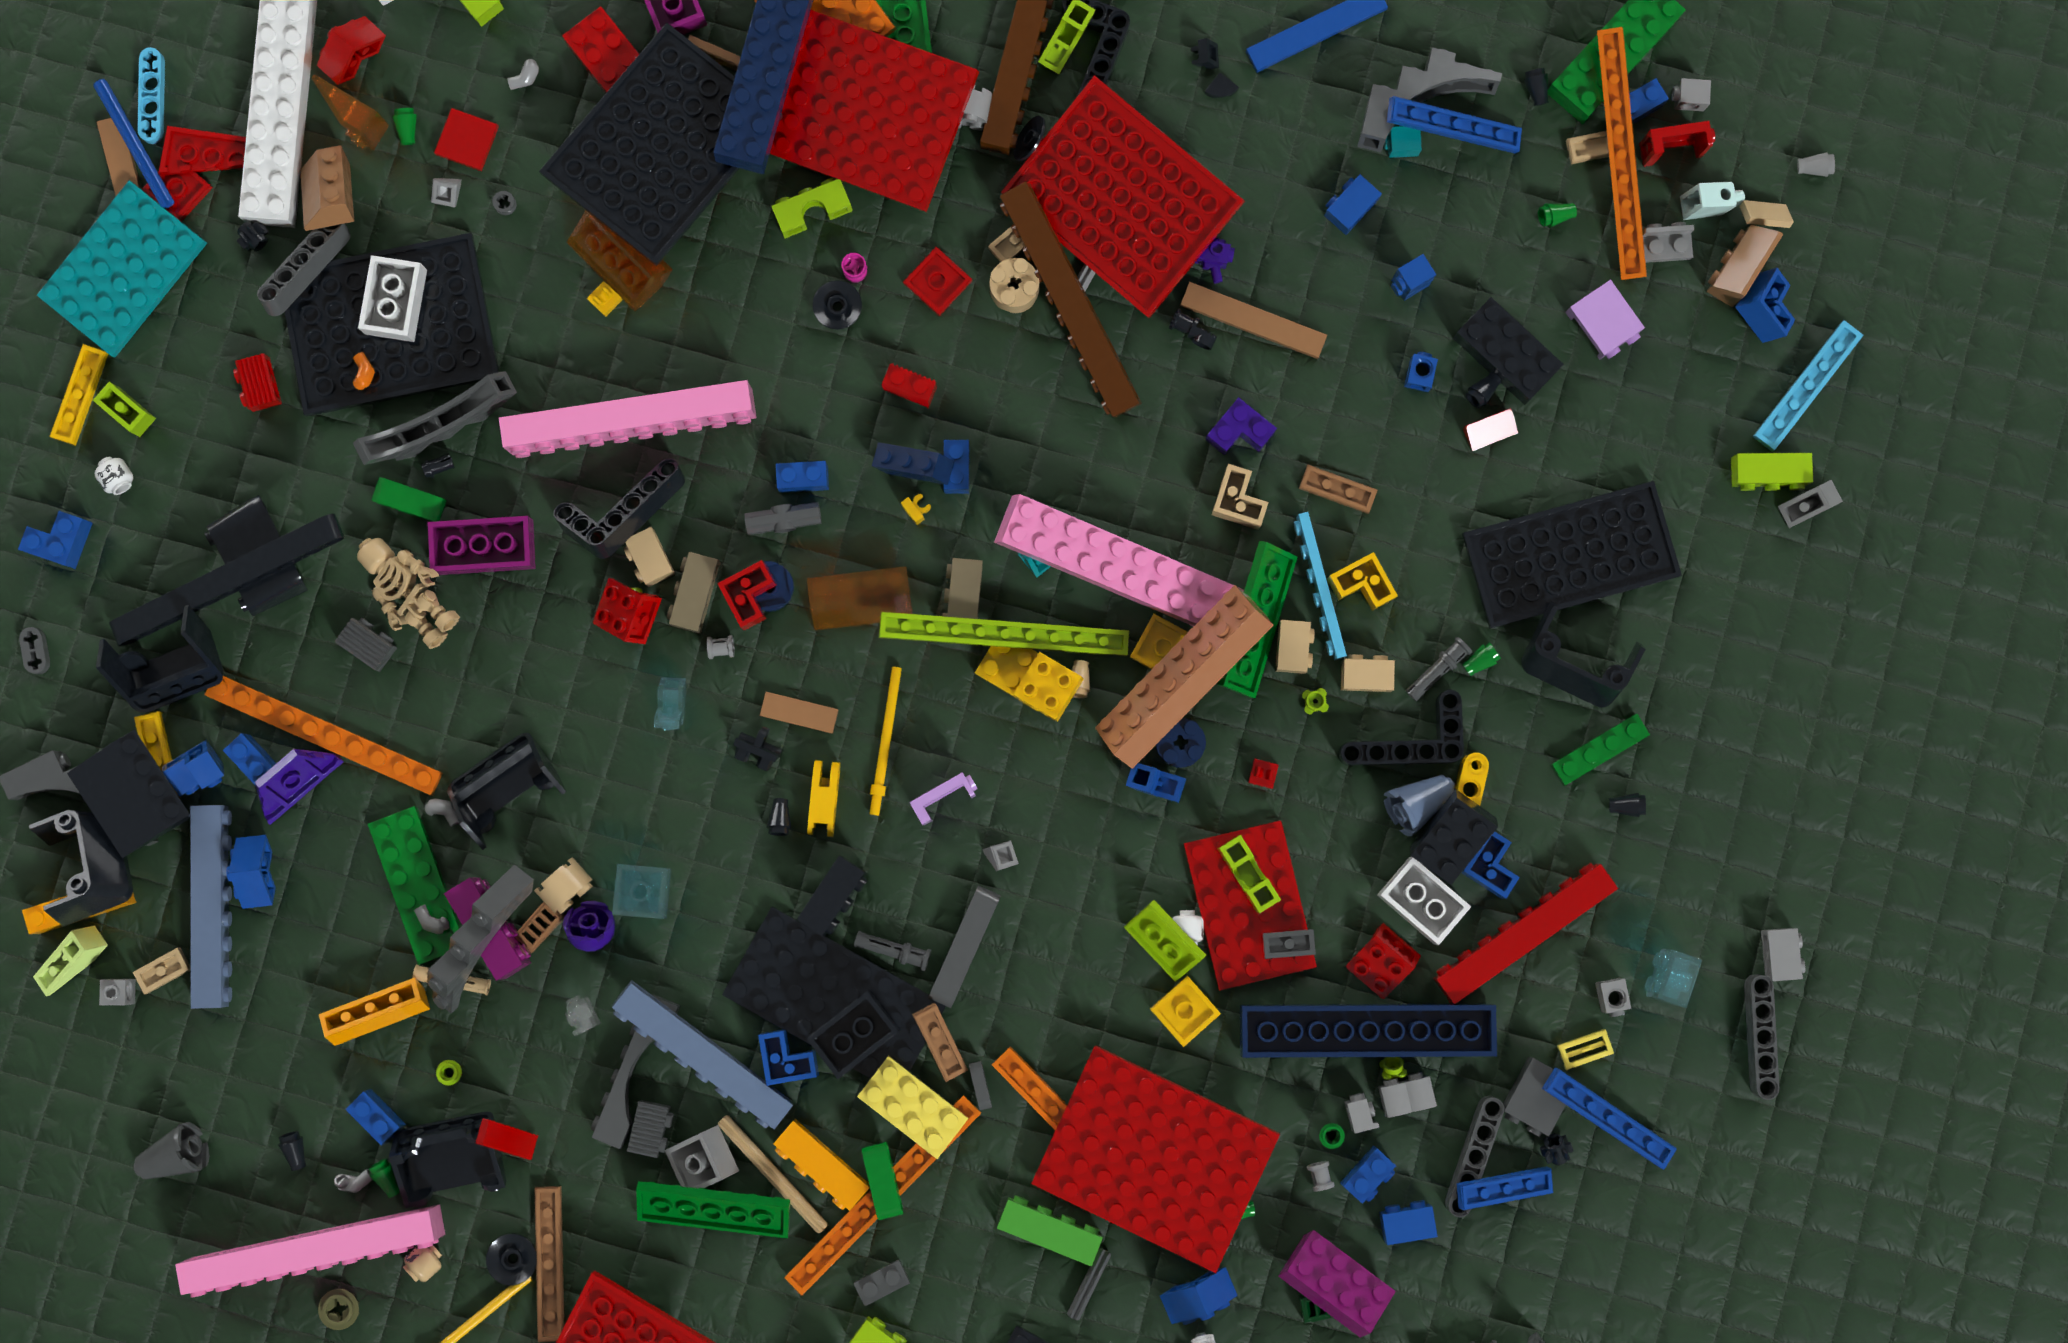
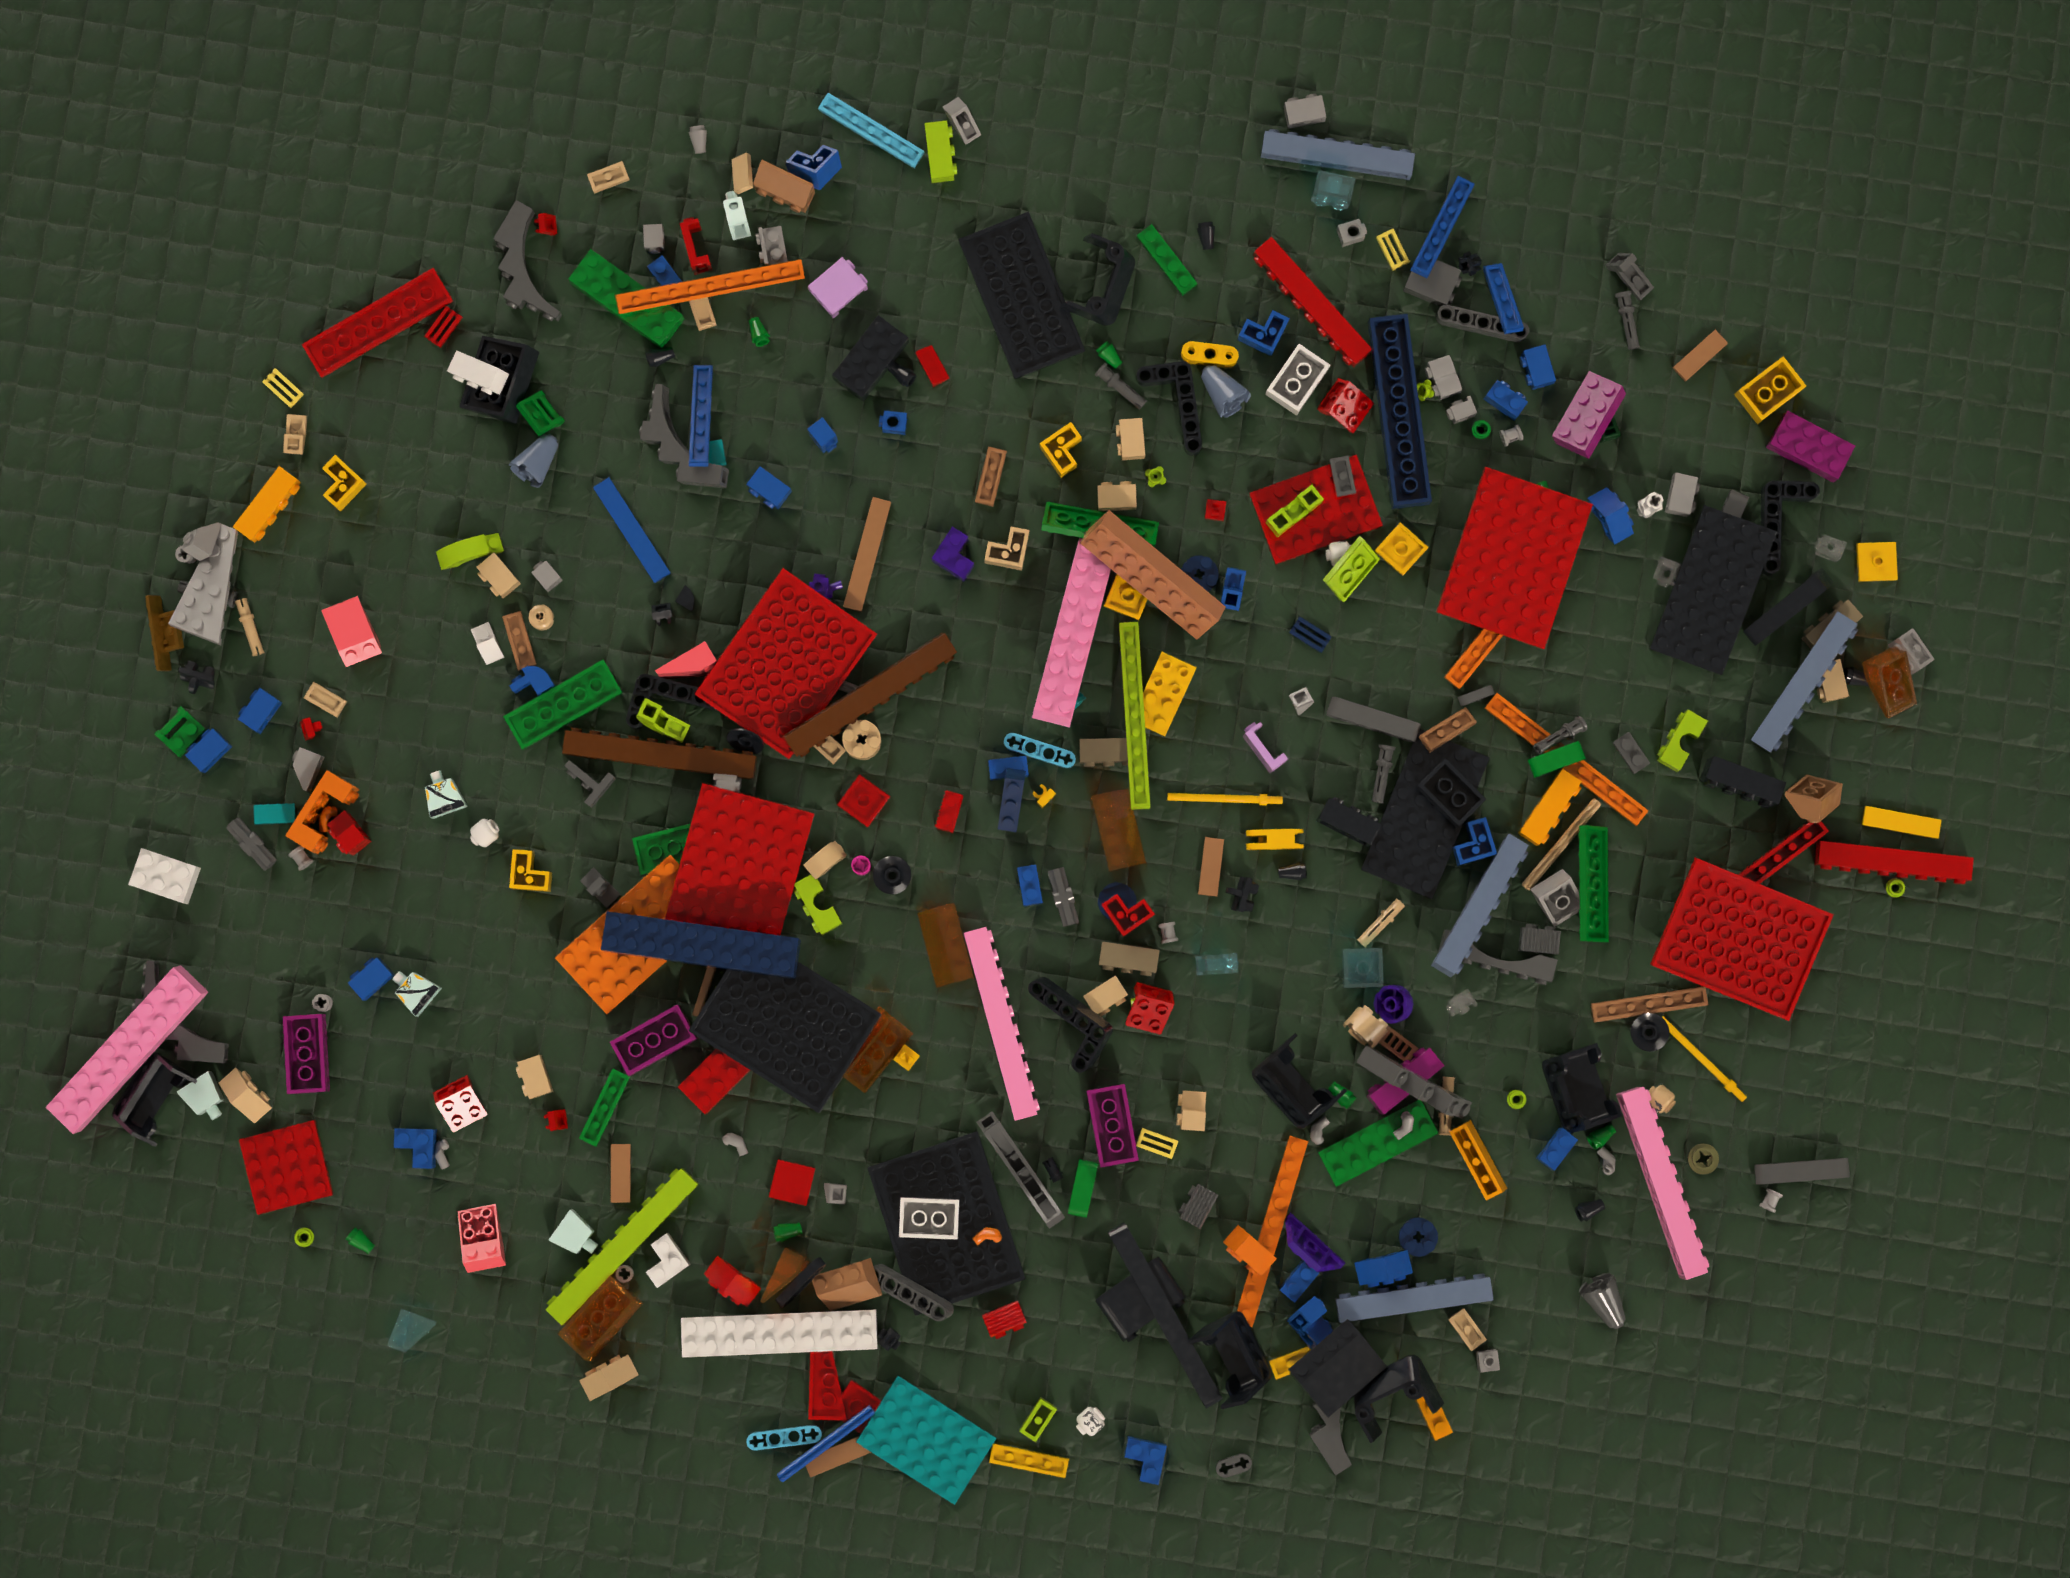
camera: 100 degrees left, 0 degrees up
(70, 958) = (1467, 1401): yellowish green slope -> none
(296, 699) = (1245, 1247): none -> orange brick
(299, 933) = (1426, 1229): none -> dark blue plate
(334, 130) = (800, 1282): none -> black beam
(402, 574) = (1131, 1205): tan piece -> none
(466, 600) = (1141, 1137): none -> light yellow tile
(480, 649) = (1192, 1110): none -> tan brick
(491, 840) = (1347, 1099): none -> green cone
(502, 195) = (842, 1151): dark grey bush -> none
(506, 1139) = (1561, 1044): red tile -> none
(718, 946) = (1397, 906): none -> tan pin
(754, 359) = (945, 945): none -> clear orange slope
(866, 222) = (825, 859): none -> tan brick
(912, 1107) = (1498, 743): light yellow plate -> none
(920, 1199) = (1567, 732): none -> dark grey pin
(978, 511) = (1040, 747): none -> medium azure beam
(1050, 1231) = (1577, 631): bright green brick -> none
(1082, 669) = (1153, 655): tan cone -> none
(1089, 1284) = (1612, 598): dark grey axle -> none
(1099, 860) = (1315, 629): none -> dark blue tile
(1136, 79) = (693, 663): none -> coral slope
(1189, 326) = (878, 602): black connector -> none
(1322, 596) = (1076, 479): medium azure plate -> none
(1453, 837) = (1248, 361): black brick -> none
(1719, 991) = (1337, 155): none -> sand blue brick
(1769, 1046) = (1376, 117): dark grey beam -> none
(1777, 46) = (608, 177): none -> tan plate

